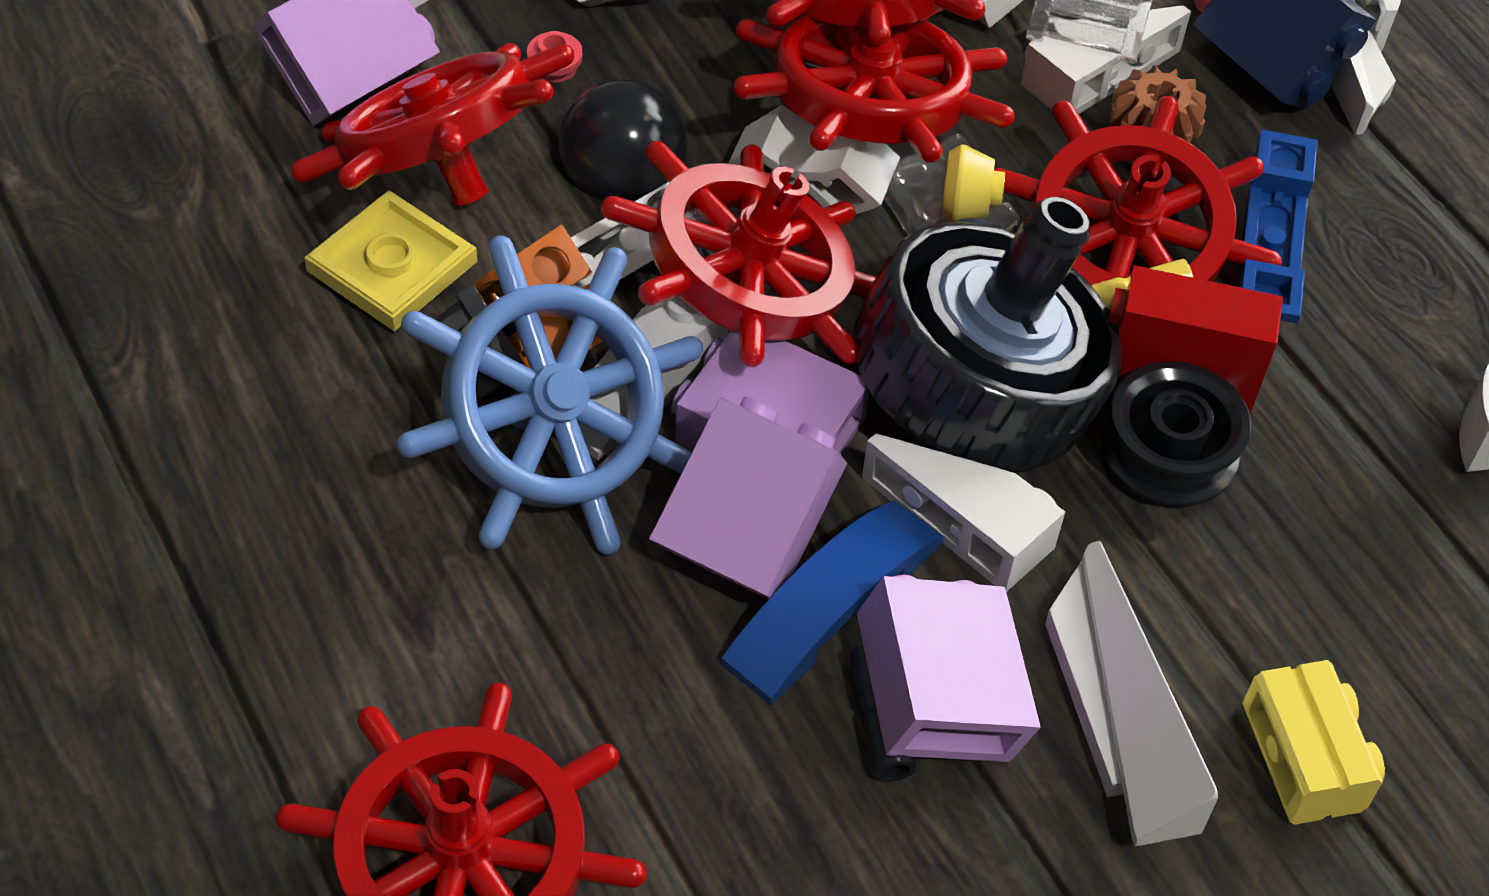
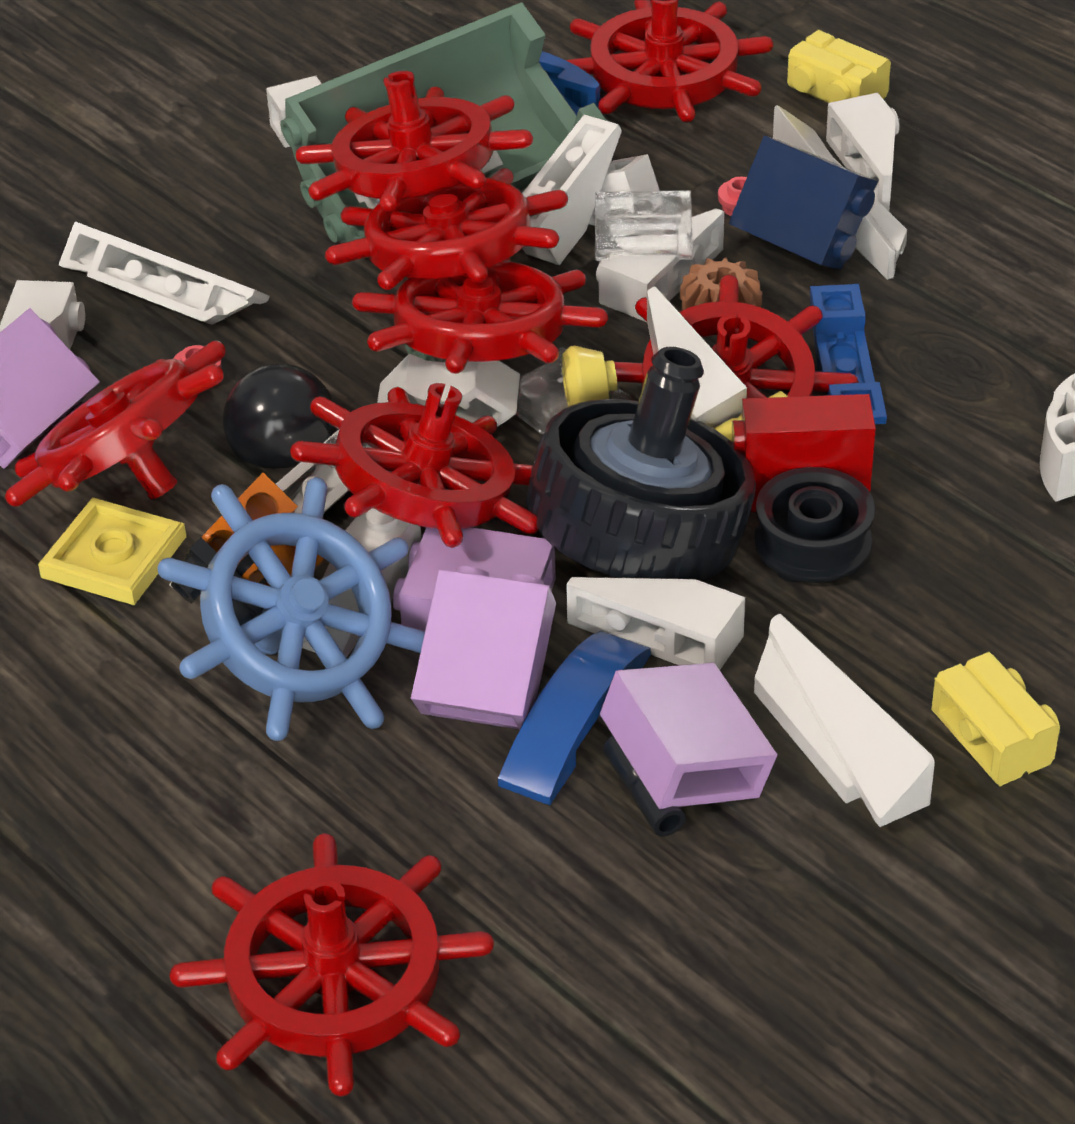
camera: 10 degrees left, 10 degrees down
(1086, 181) = (720, 388): none -> white slope

